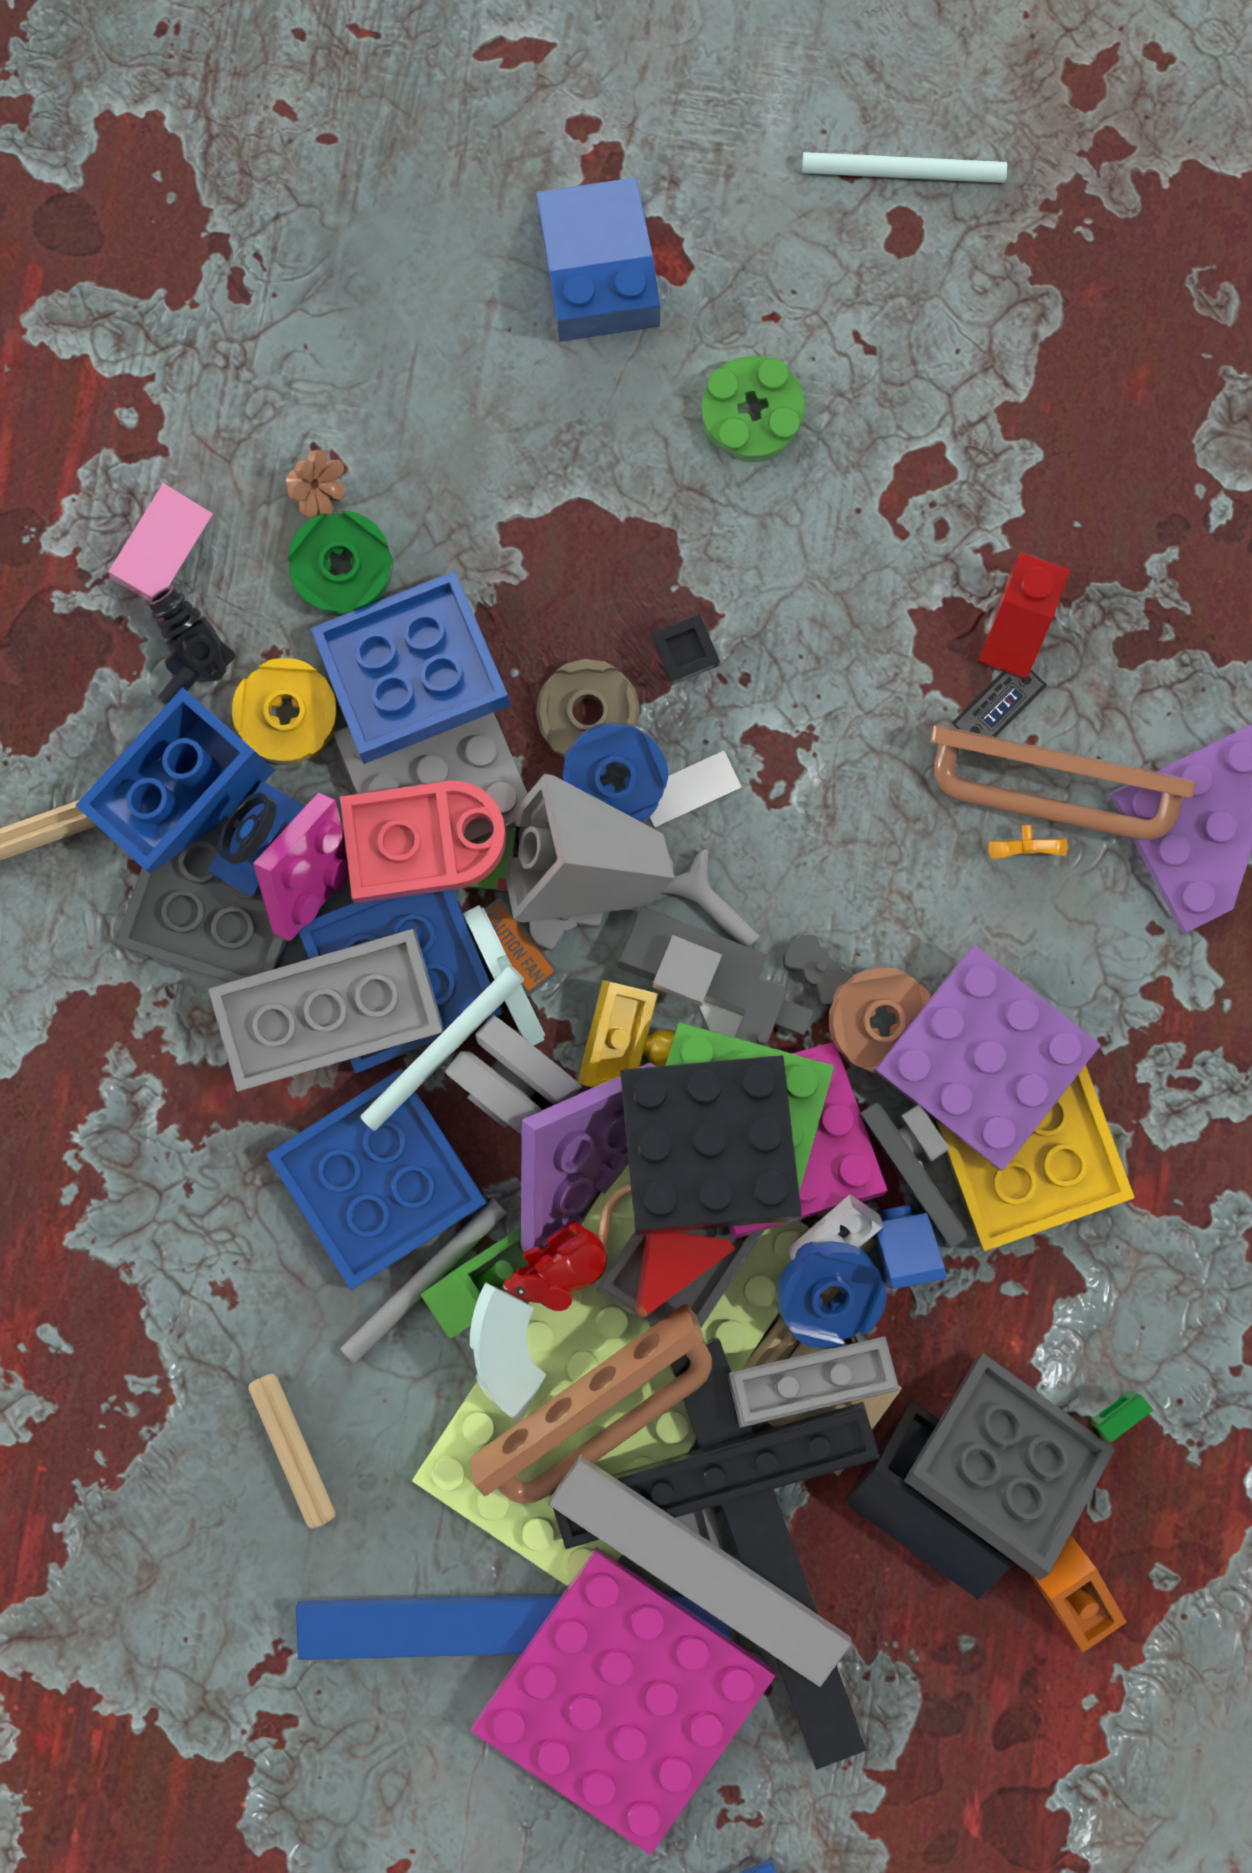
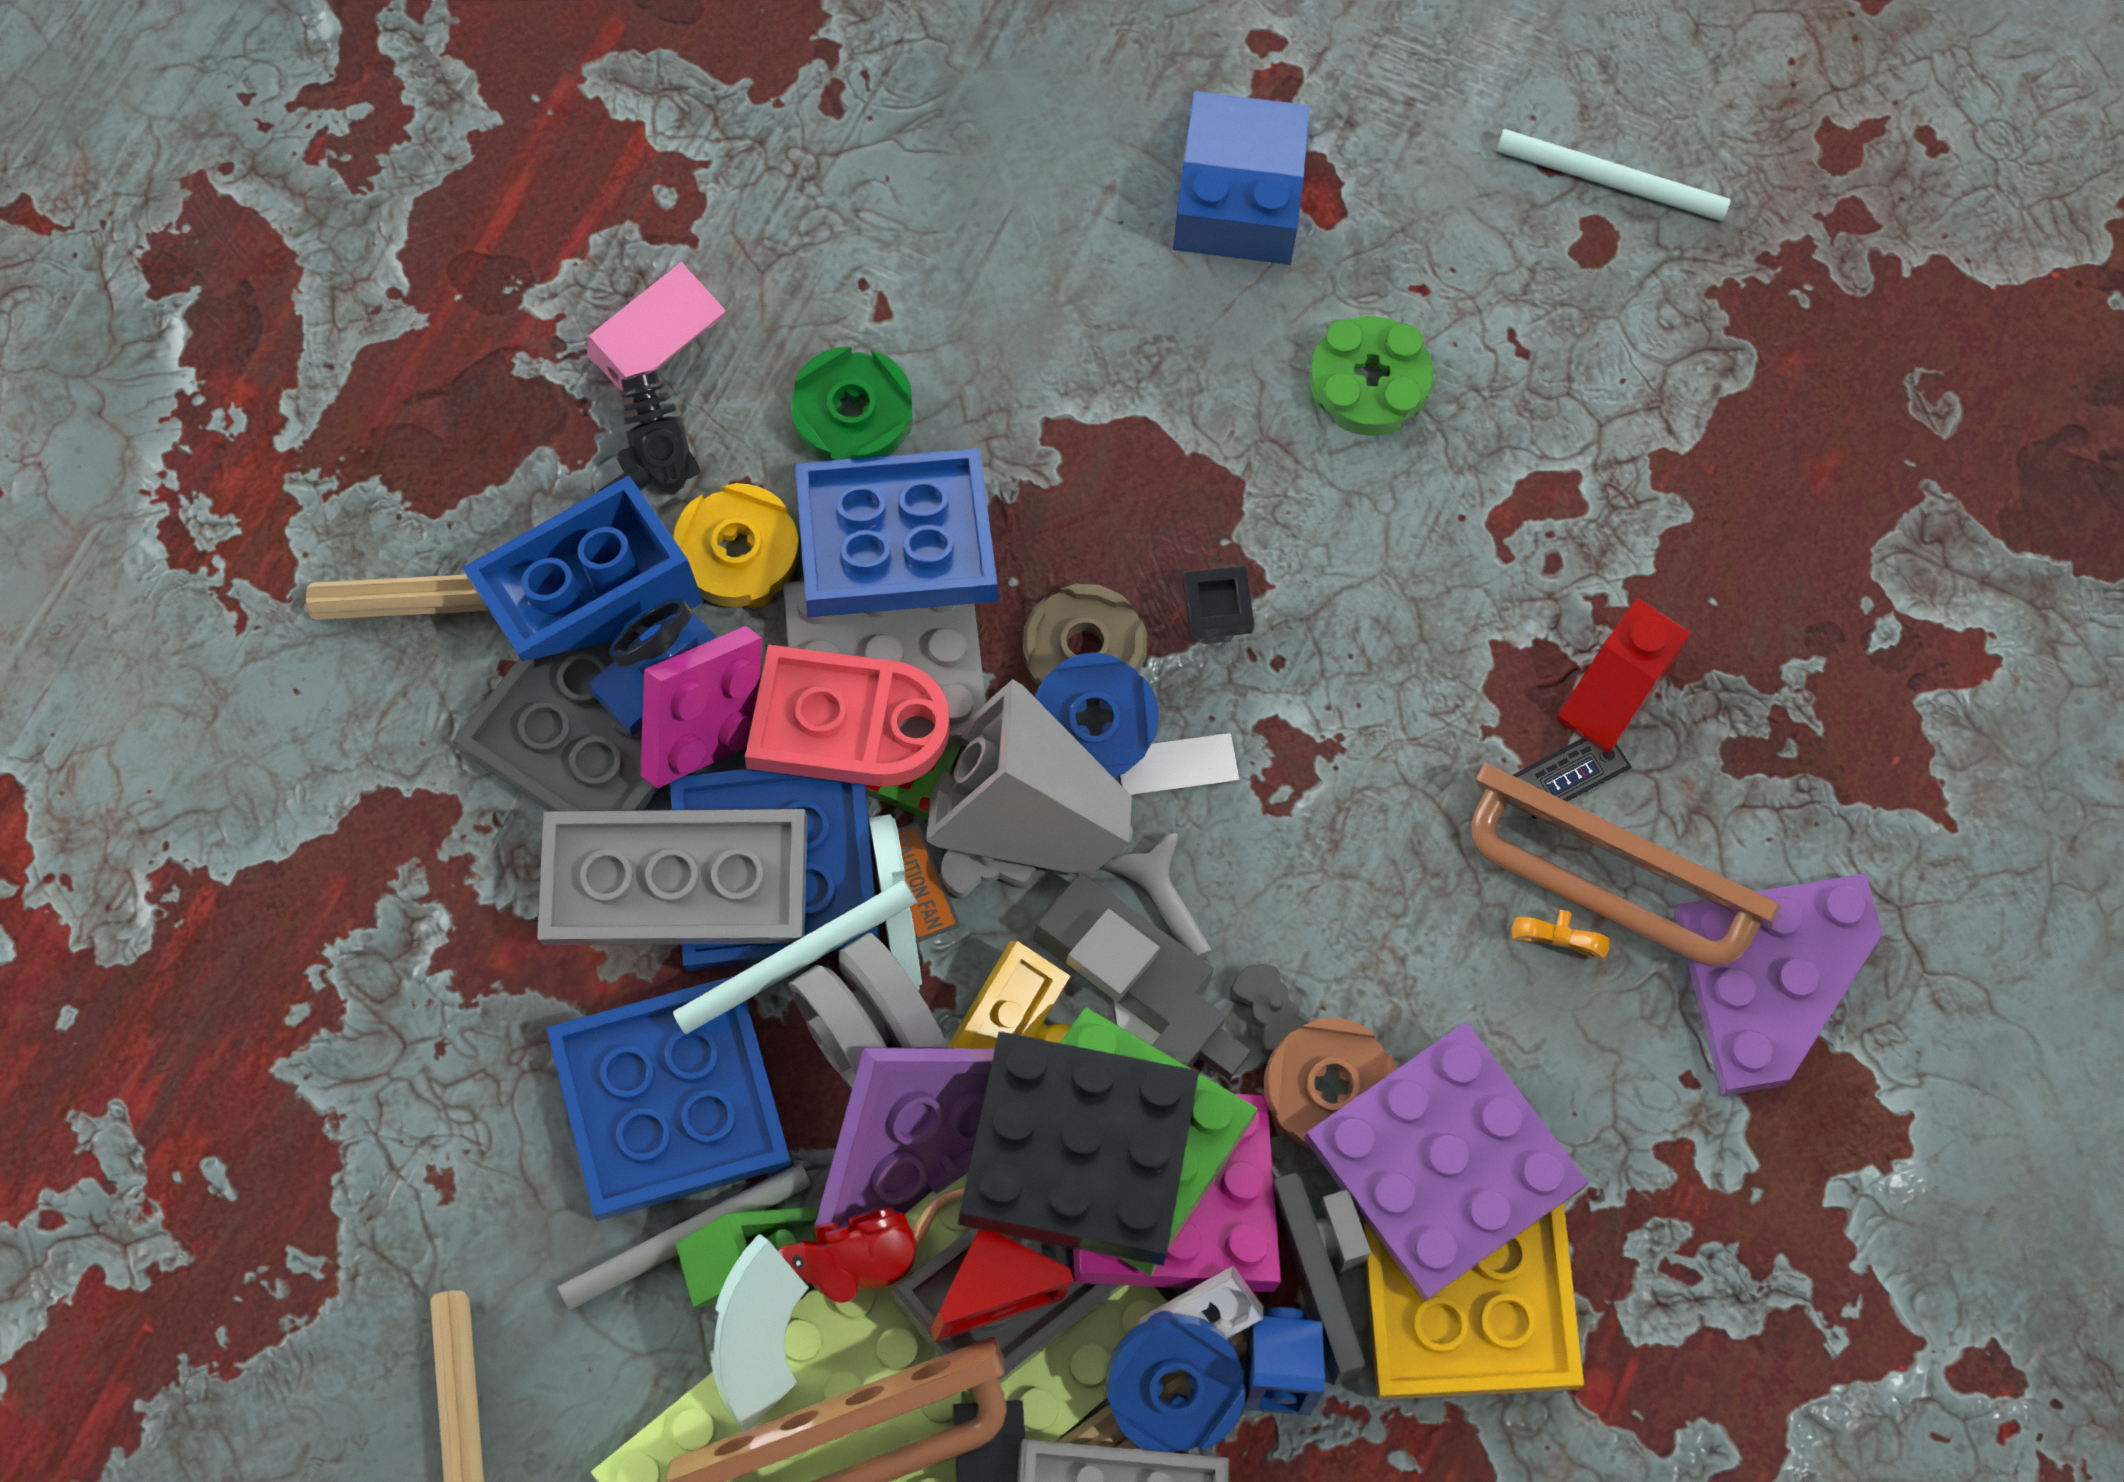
camera: 10 degrees right, 15 degrees down
(314, 484) = (852, 314): nougat plant -> none

